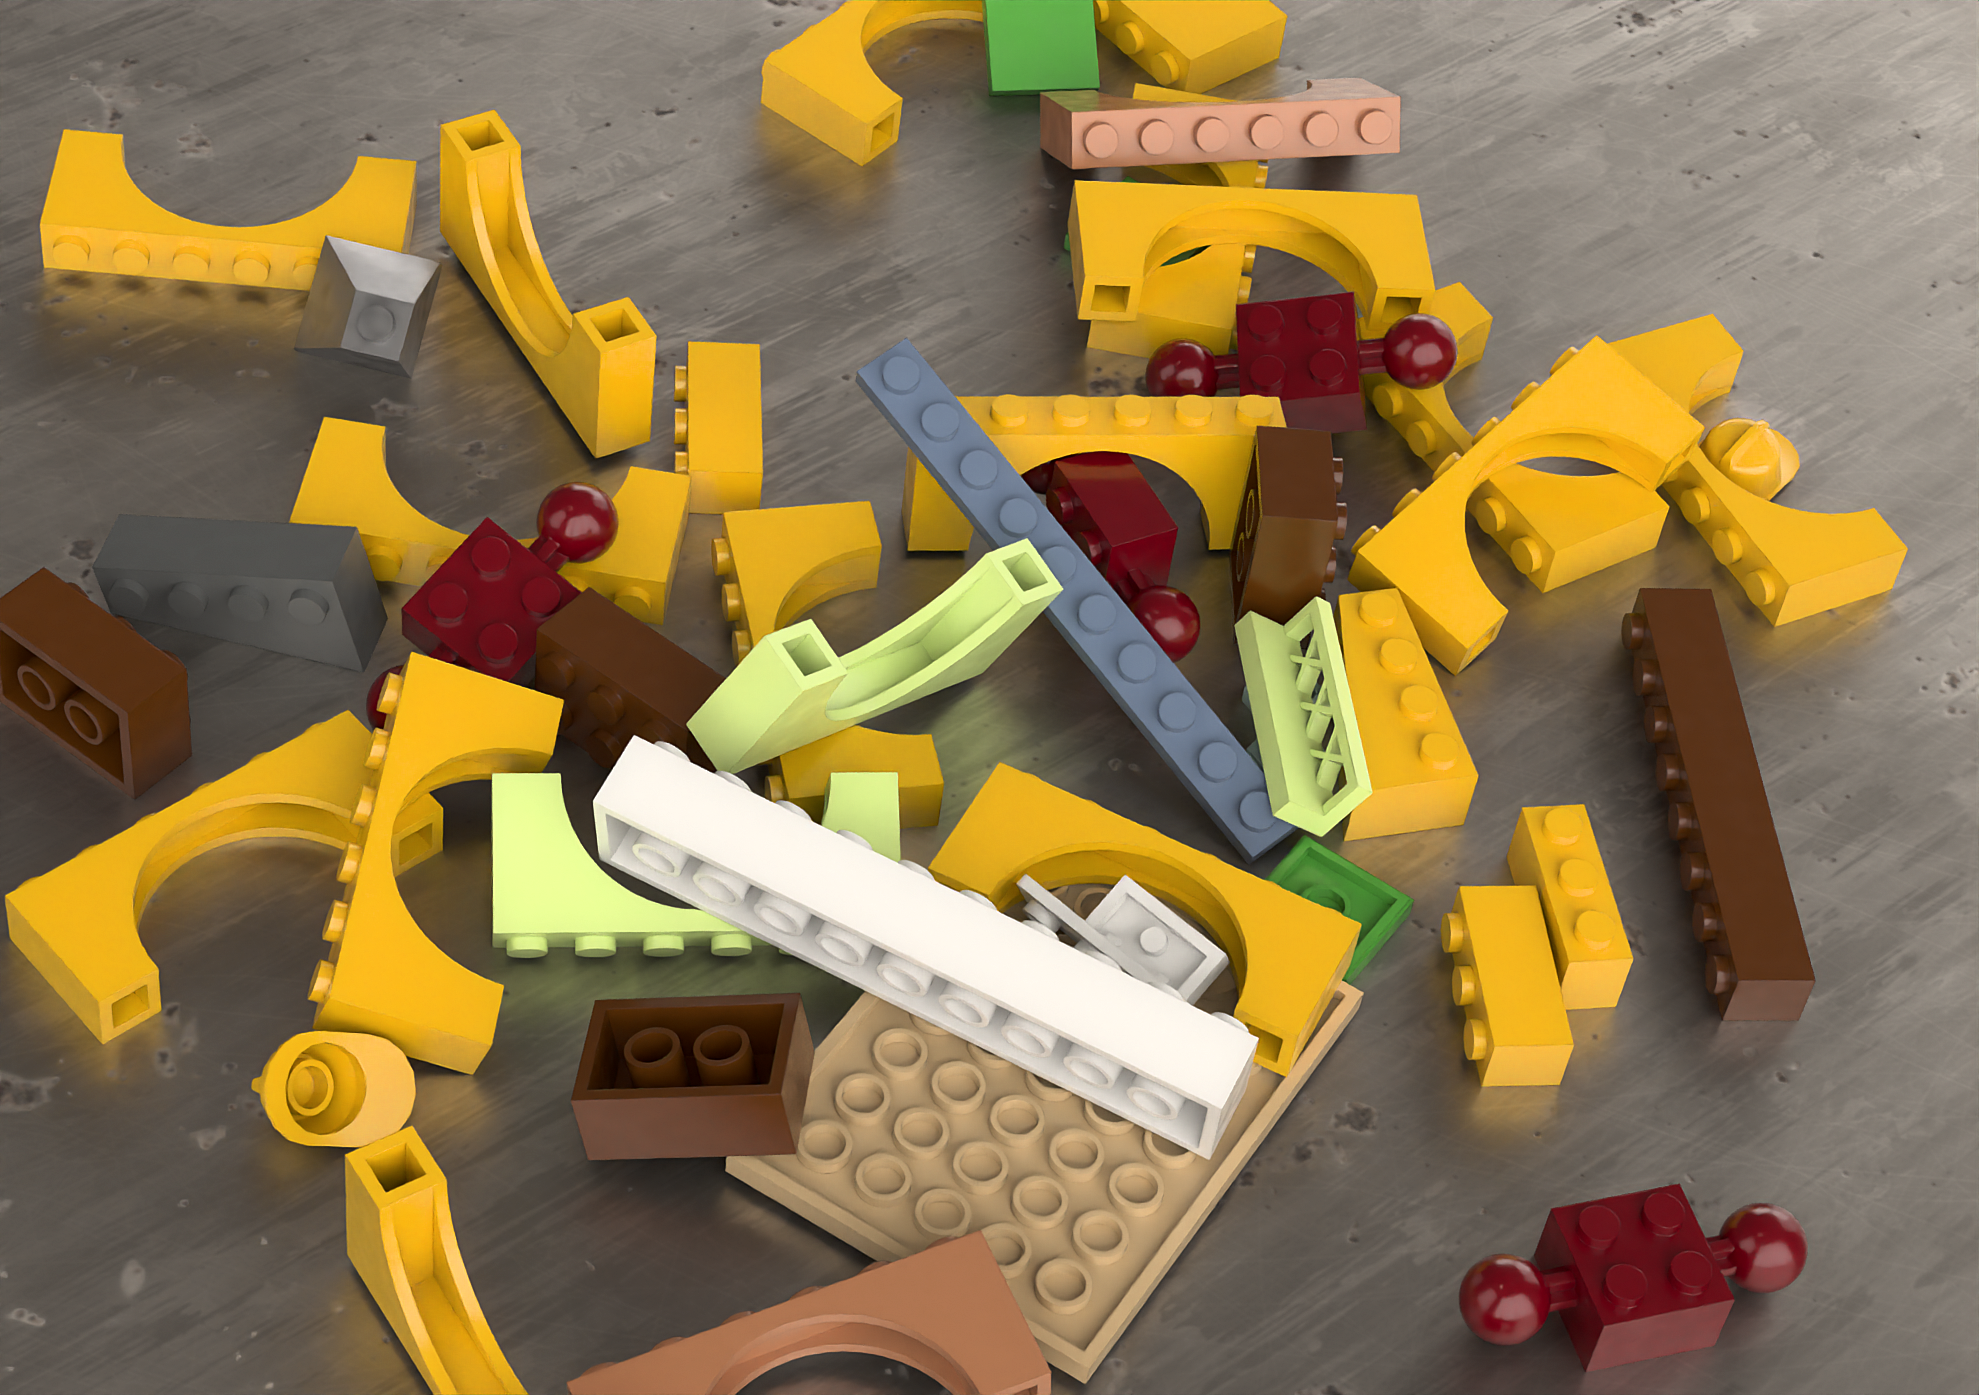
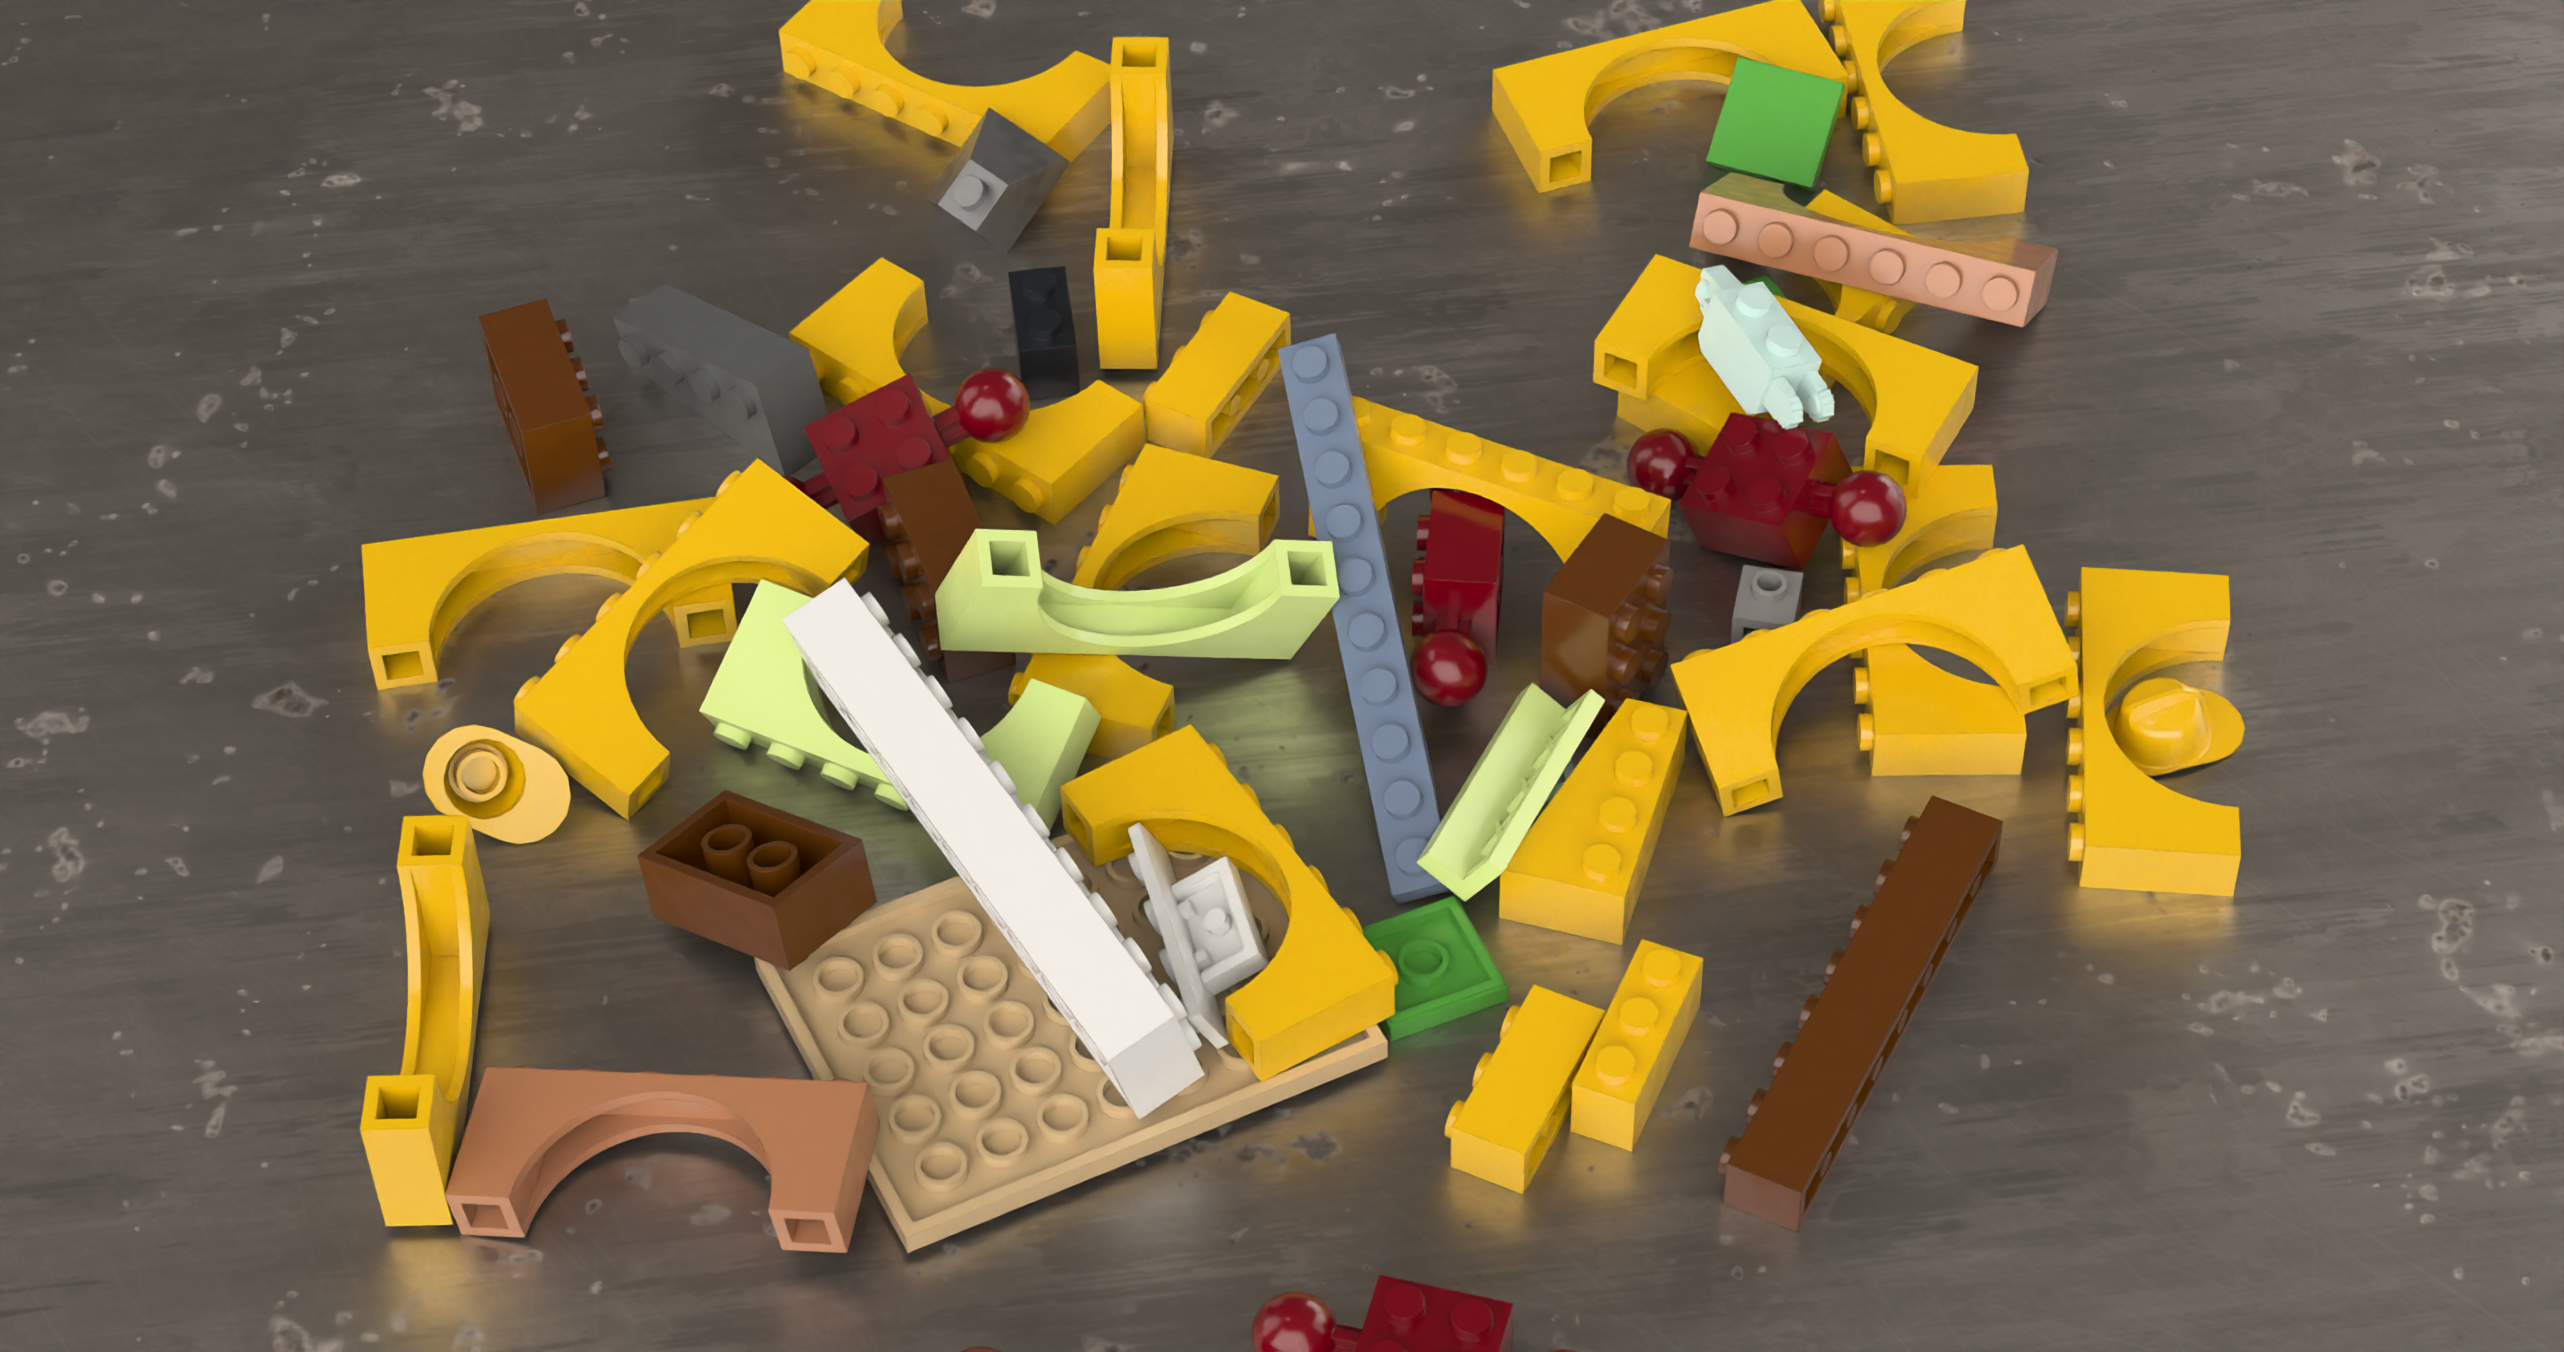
camera: 40 degrees right, 0 degrees up
(527, 436) = (1044, 332): none -> black brick
(1240, 238) = (1759, 350): none -> light aqua hinge
(1372, 479) = (1765, 600): none -> light grey brick

